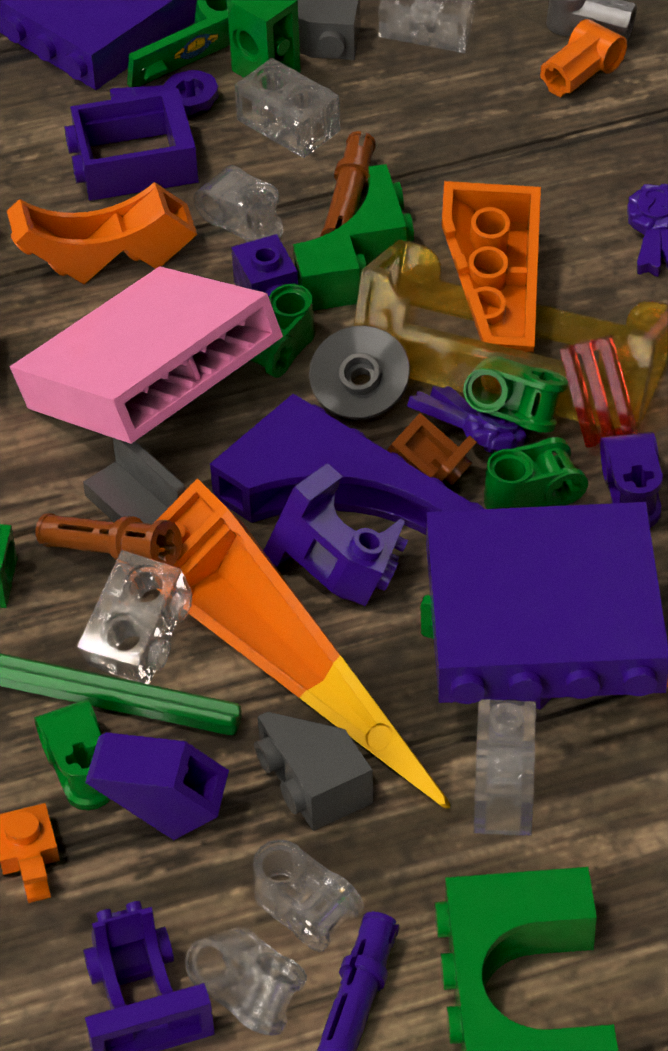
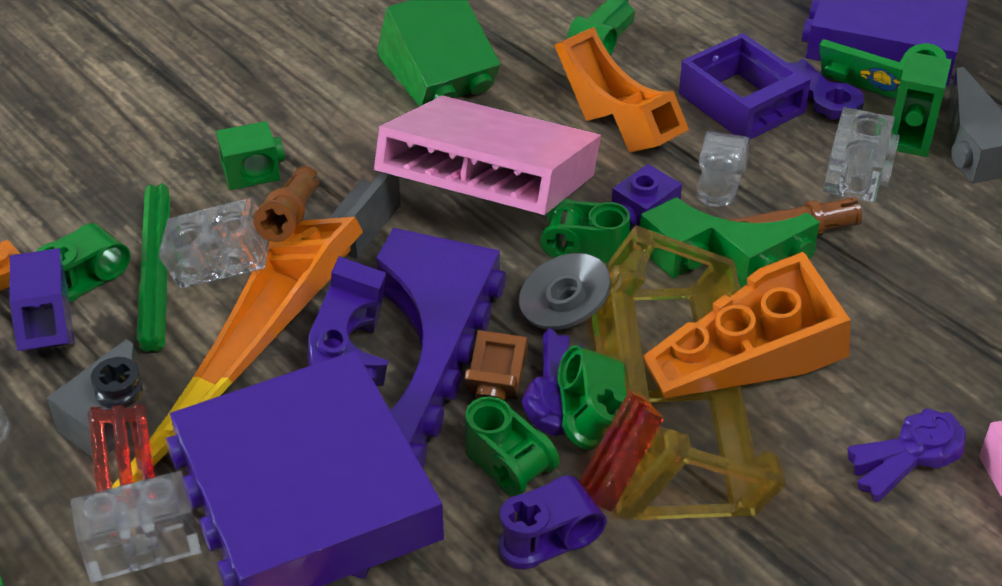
camera: 65 degrees right, 5 degrees down
(337, 711) = (116, 382): none -> black bush
(416, 758) = (118, 417): none -> clear red tile

